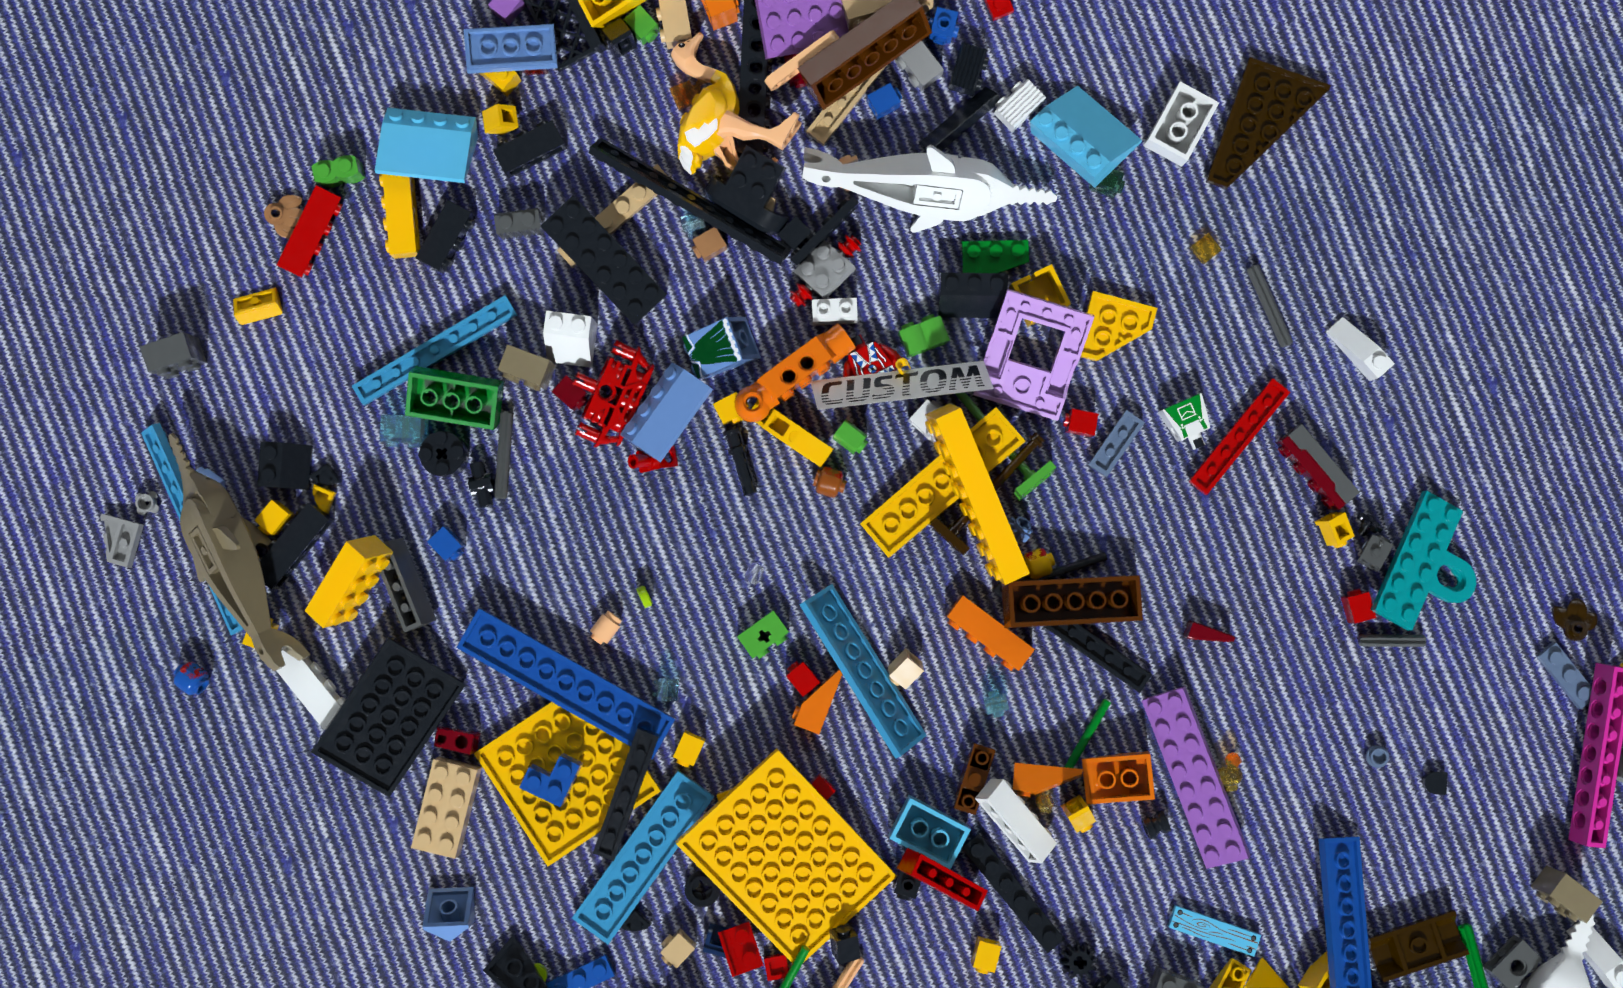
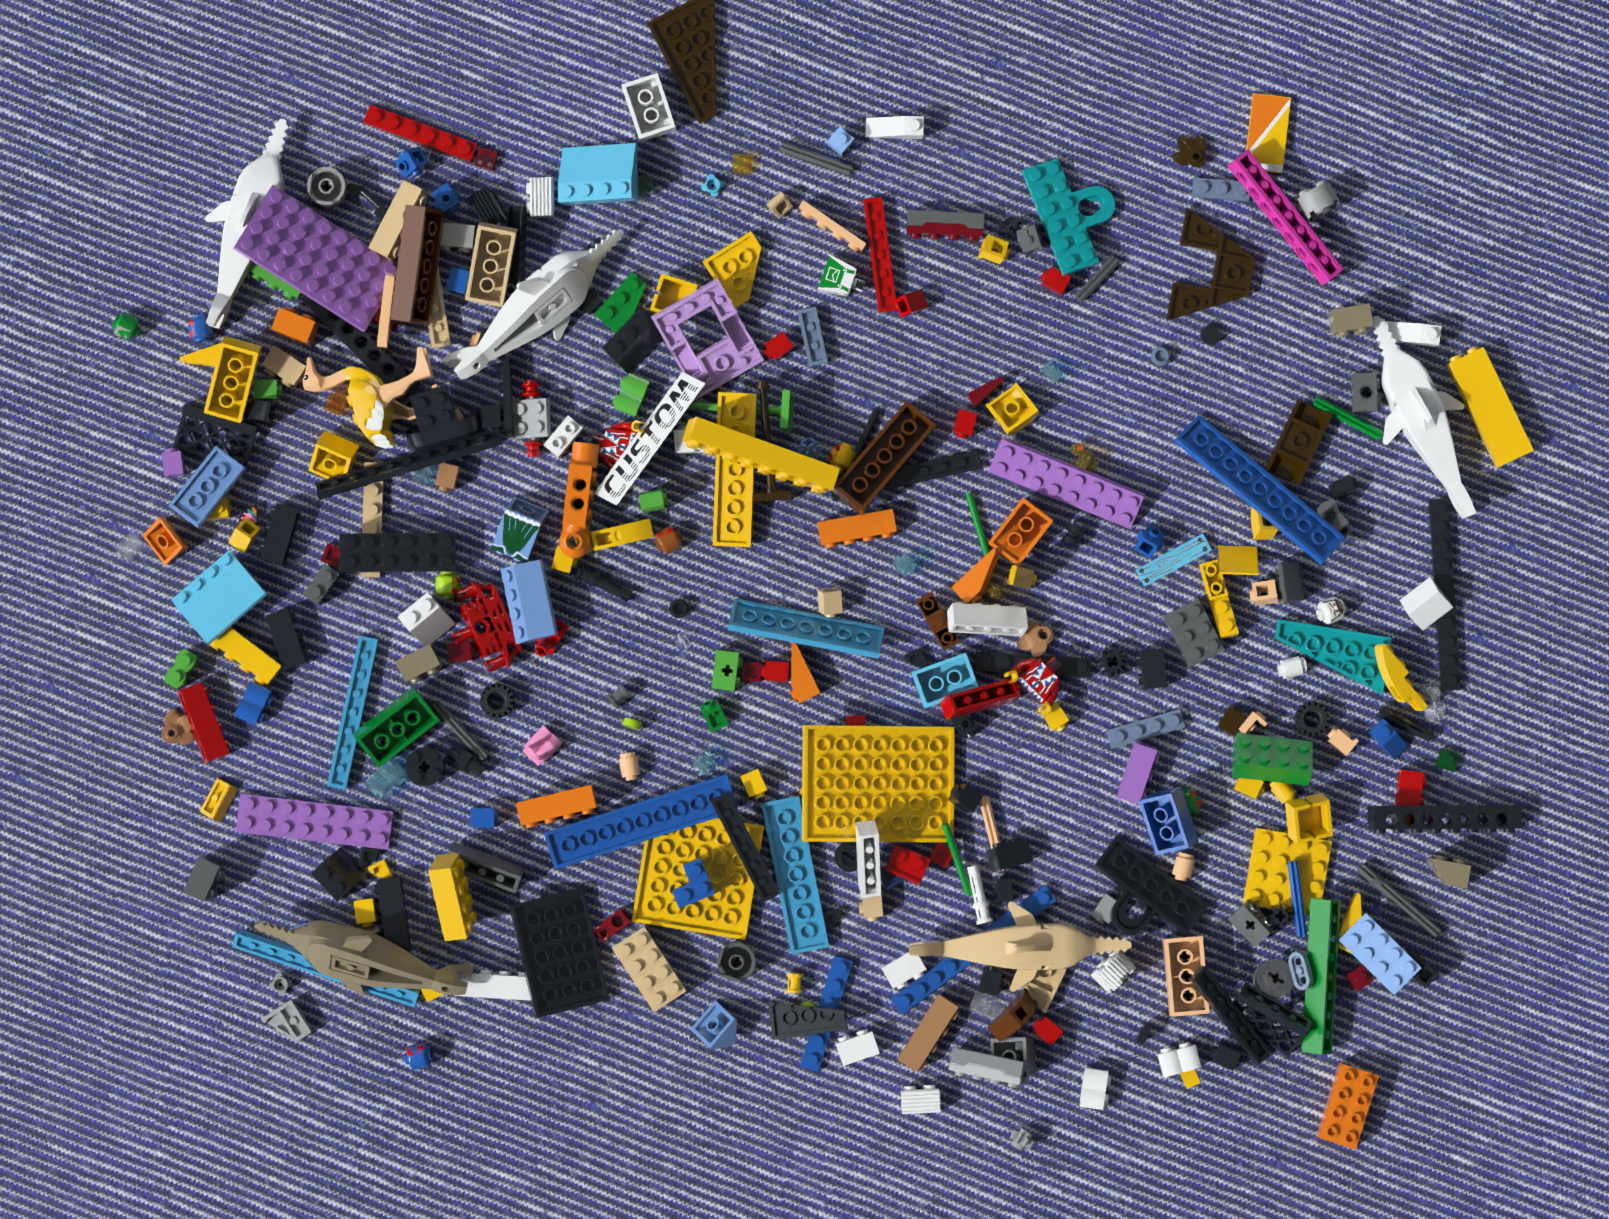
camera: 35 degrees left, 0 degrees up
(313, 403) = (314, 821): none -> medium lavender plate
(365, 259) = (253, 703): none -> blue brick
(402, 34) = (130, 547): none -> clear brick
(436, 58) = (165, 540): none -> orange slope
(513, 597) = (555, 805): none -> orange brick
(519, 889) = (742, 970): none -> dark grey brick
(524, 110) = (251, 514): none -> tile
(544, 463) = (485, 700): none -> black tyre
(549, 943) = (794, 983): none -> yellow bush
(550, 206) = (331, 555): none -> dark red tile
(554, 536) = (541, 745): none -> bright pink piece
(617, 328) = (446, 584): none -> lime head
(637, 131) = (333, 455): none -> yellow slope
(657, 563) = (618, 696): none -> dark grey bush
(713, 913) = (868, 858): none -> white brick
(716, 659) = (713, 715): none -> green bracket
(779, 544) = (678, 608): none -> black plate
(782, 656) = (751, 671): none -> dark red tile
(924, 113) = (491, 264): none -> tan brick
(925, 787) = (916, 658): none -> black tile
(969, 229) = (591, 302): none -> black tile
(1004, 914) = (1038, 679): none -> torso
(1008, 29) = (486, 158): none -> tile
(1032, 875) = (1032, 641): none -> medium nougat plate
(1163, 642) = (964, 424): none -> red brick
(1166, 234) = (712, 190): none -> medium azure plate
(1201, 311) = (779, 205): none -> tan brick
(1213, 896) = (1149, 541): none -> blue brick
(1215, 673) = (1013, 410): none -> yellow slope
(1223, 501) = (911, 303): none -> red brick
(1226, 380) = (826, 223): none -> light nougat plate
(1277, 676) = (1052, 371): none -> clear light blue bush
(1304, 313) = (840, 141): none -> light blue brick
(1505, 750) = (1231, 270): none -> dark brown wing

